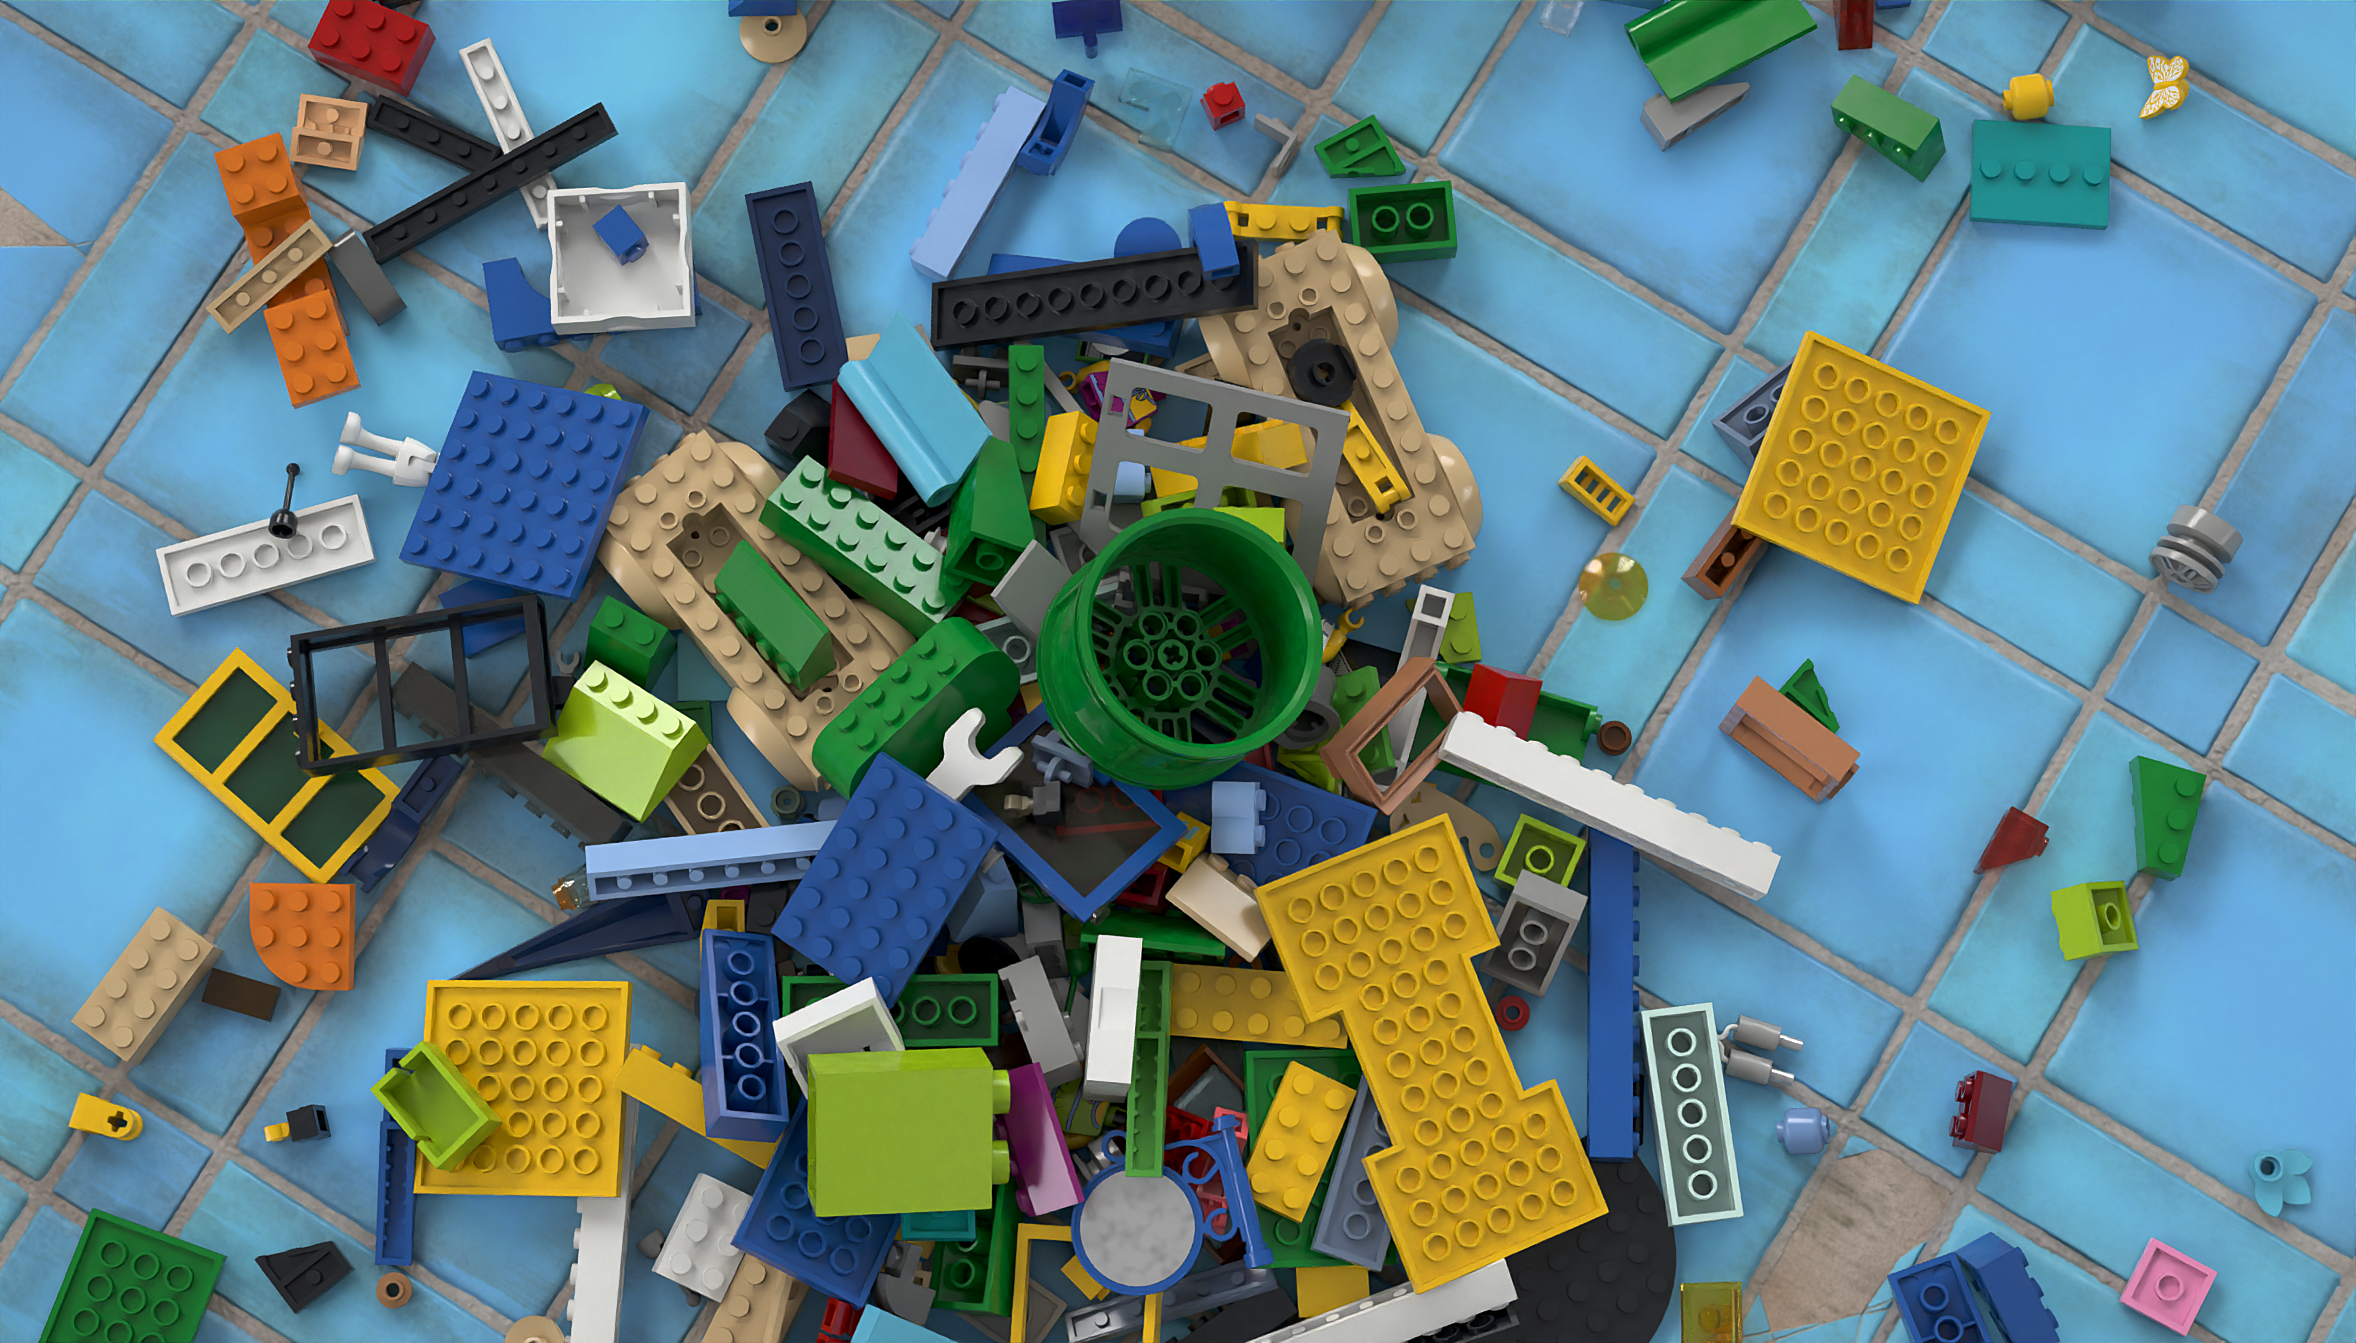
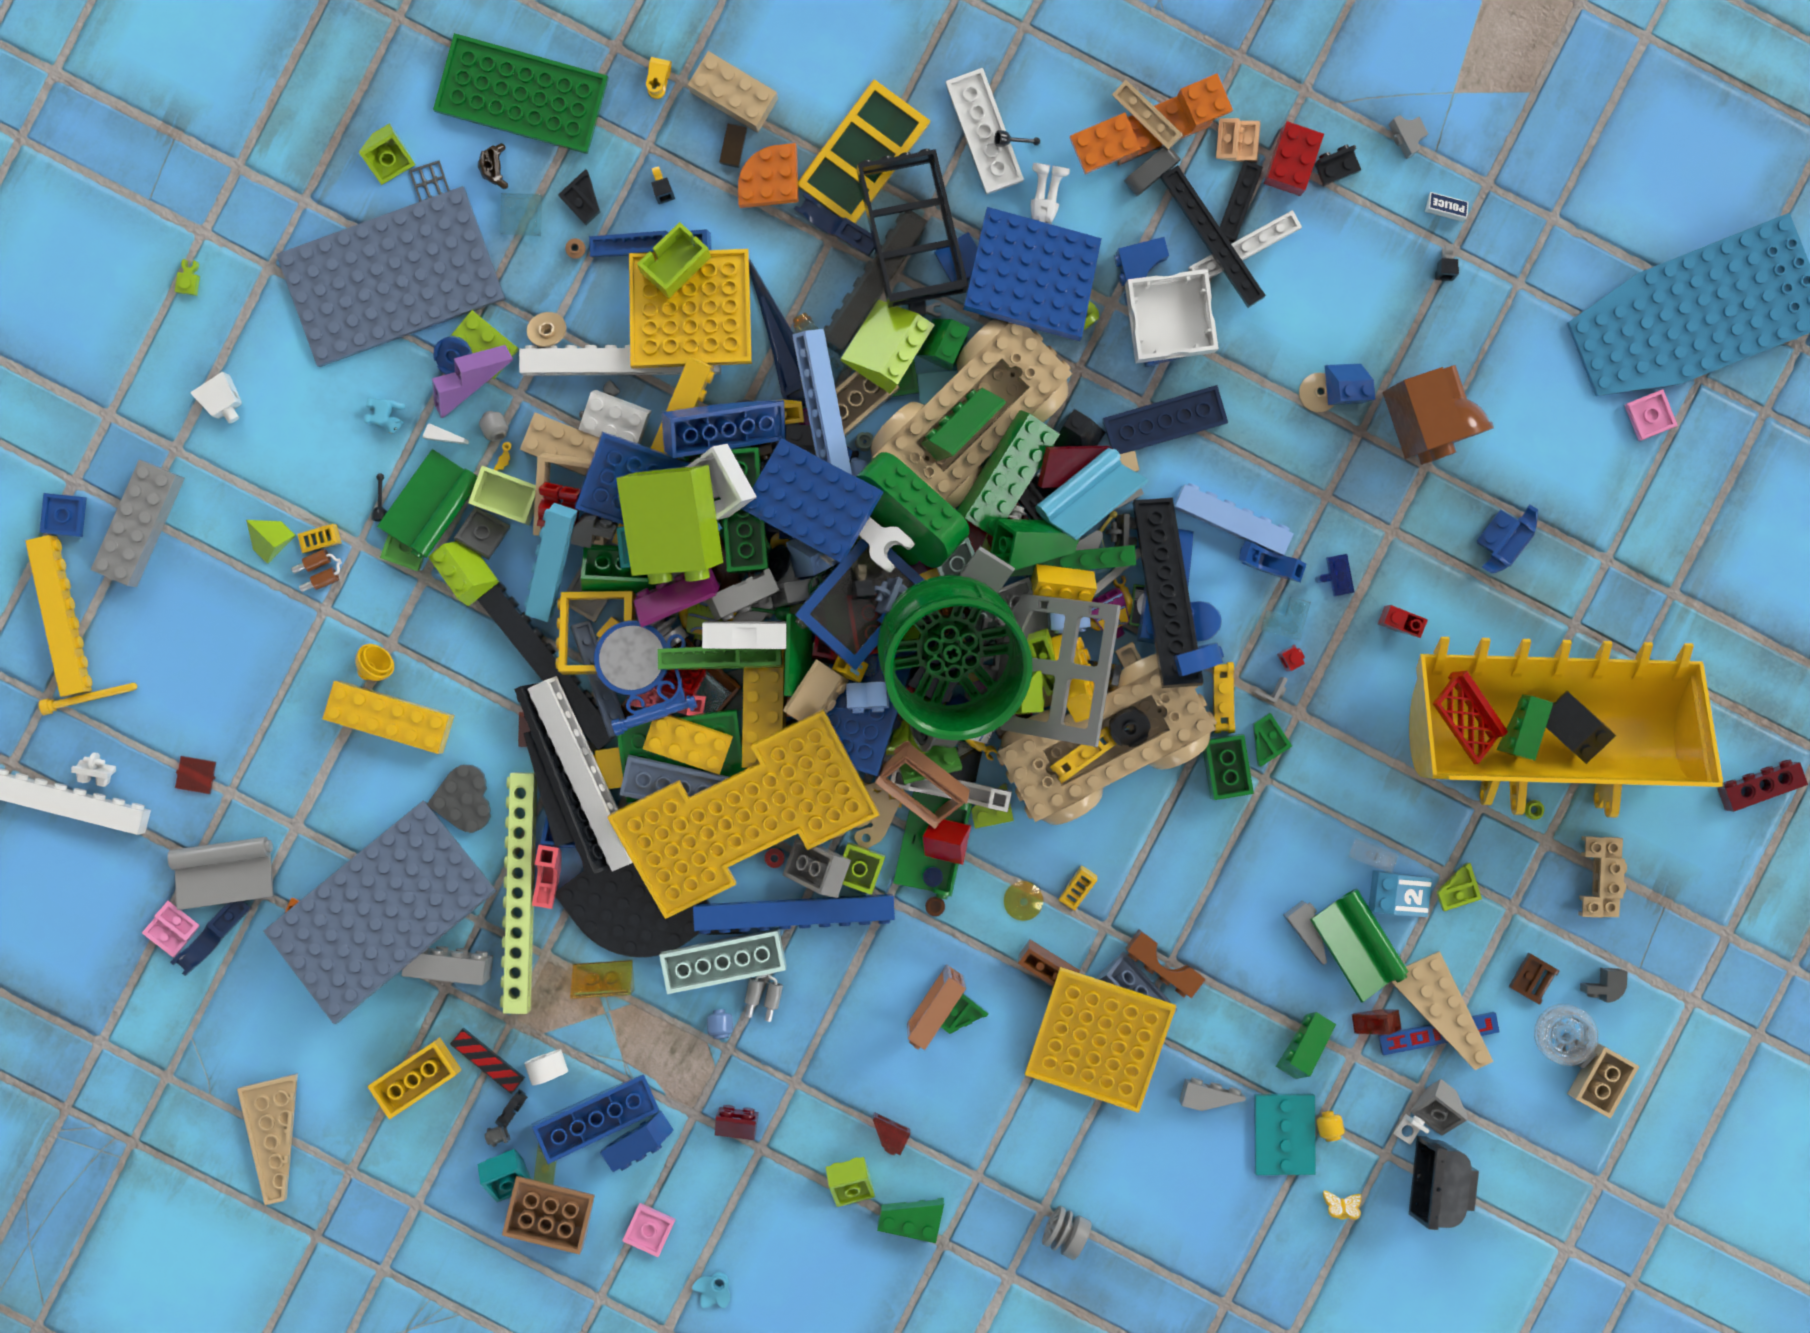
camera: 80 degrees right, 10 degrees up
(621, 236) = (1184, 315): blue brick -> none
(1561, 736) = (932, 876): none -> clear blue plate
(1609, 806) = (891, 906): white brick -> none
(1709, 384) = (1184, 978): none -> dark orange arch
(1969, 300) = (1204, 1096): none -> light grey slope

